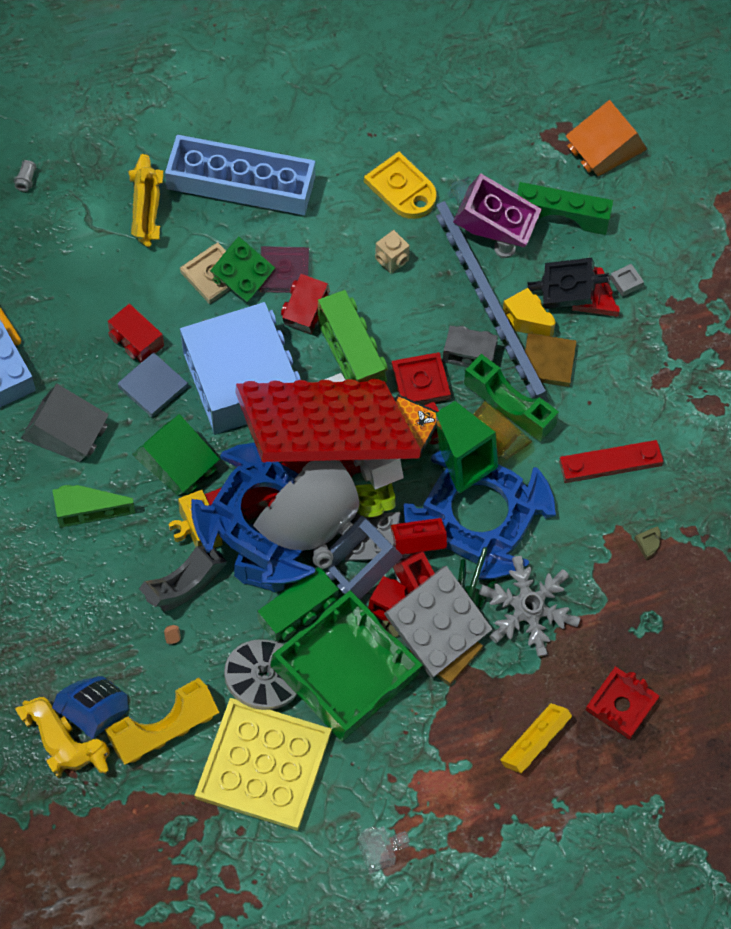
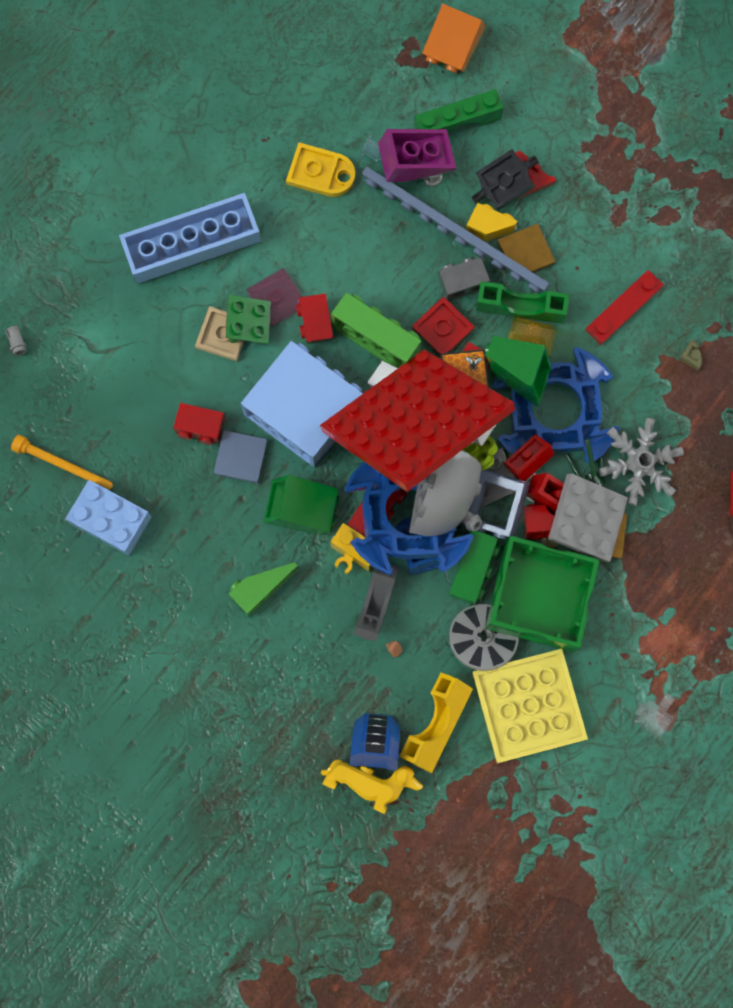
camera: 30 degrees left, 15 degrees up
(66, 424) = (198, 533): dark grey slope -> none
(145, 200) = (130, 305): yellow animal -> none
(392, 251) = (352, 233): tan brick -> none
(536, 738) = (710, 561): yellow plate -> none
(626, 280) = (543, 149): light grey plate -> none

